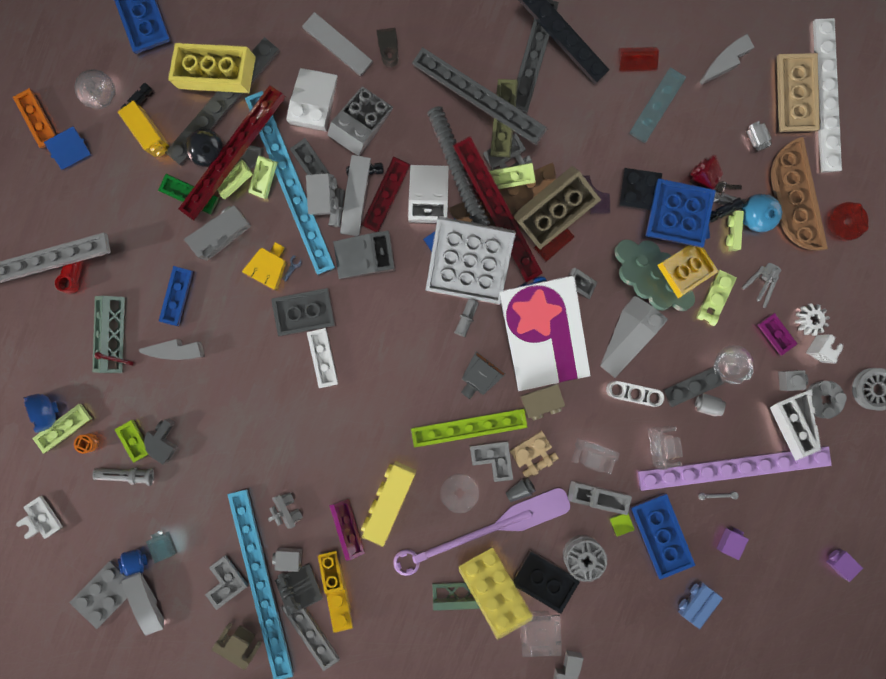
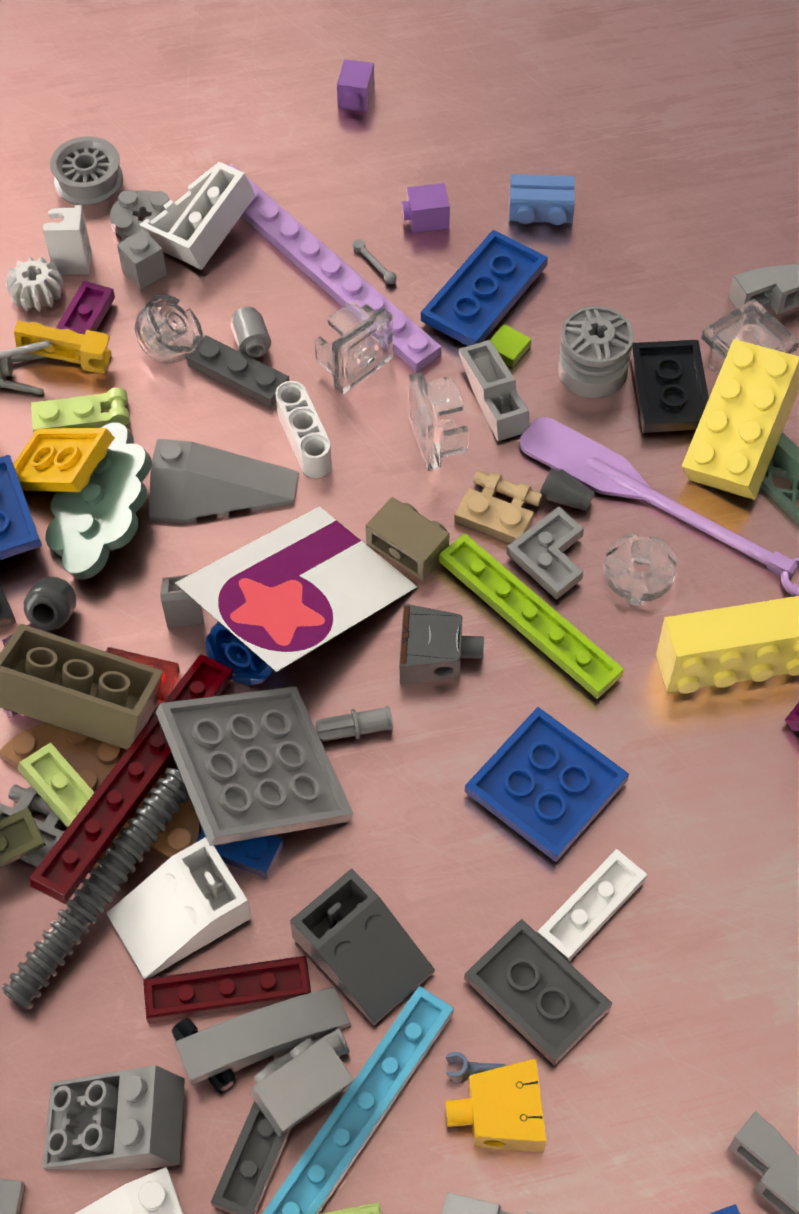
camera: 120 degrees left, 30 degrees down
(386, 378) = (546, 783): none -> blue plate
(612, 222) = (50, 603): none -> dark grey head
(749, 323) = (67, 345): none -> yellow plate

